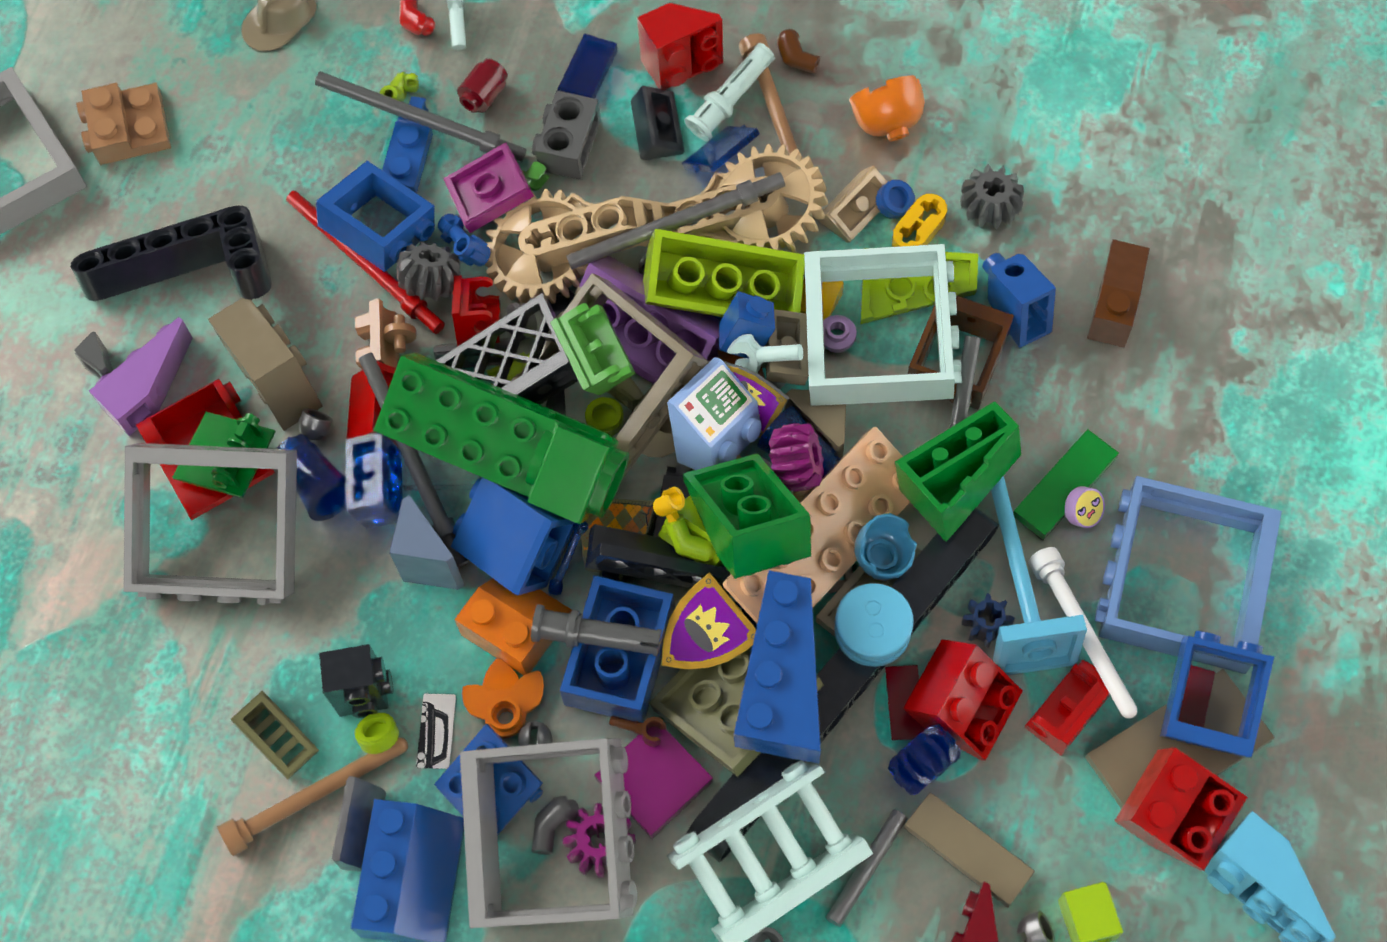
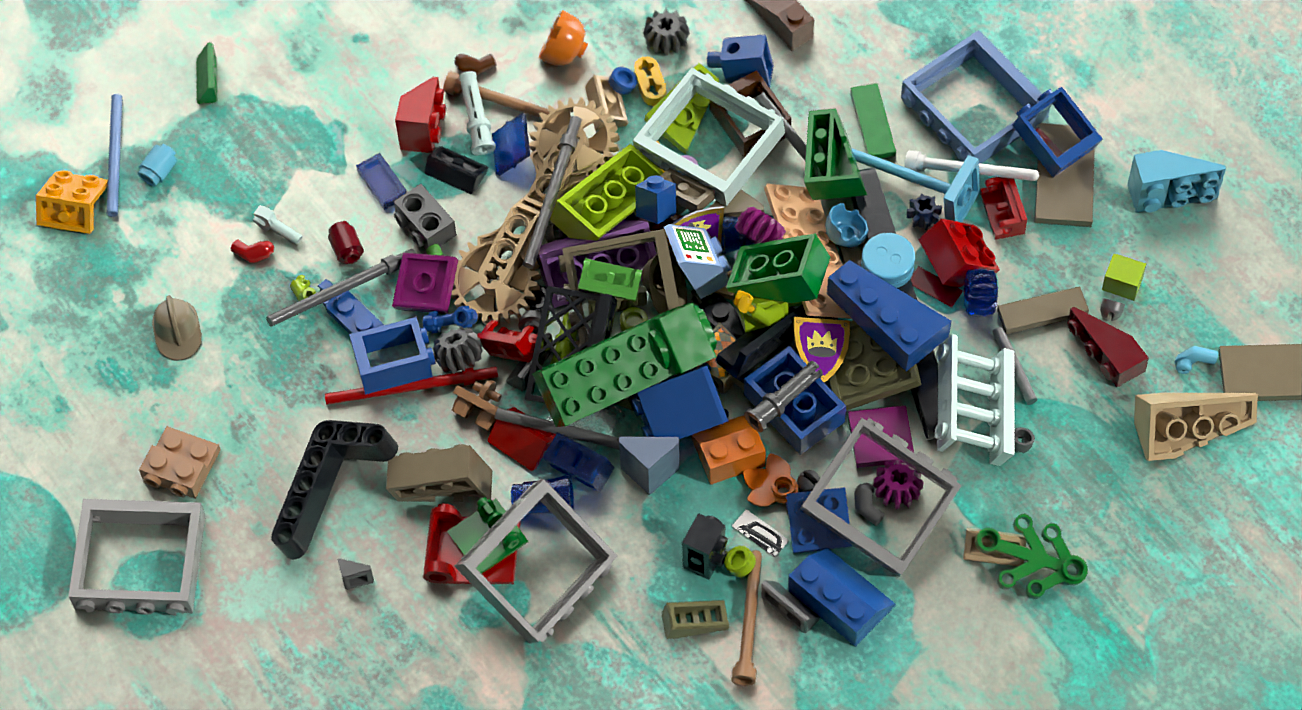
camera: 55 degrees left, 5 degrees down
(144, 378) = (394, 558): medium lavender slope -> none
(314, 424) = (506, 477): flat silver hinge -> none
(640, 728) = (852, 419): reddish brown hand -> none
(757, 354) = (681, 204): light aqua bar -> none
(1084, 507) = (896, 121): tile -> none
(1181, 808) = (1101, 191): red slope -> none

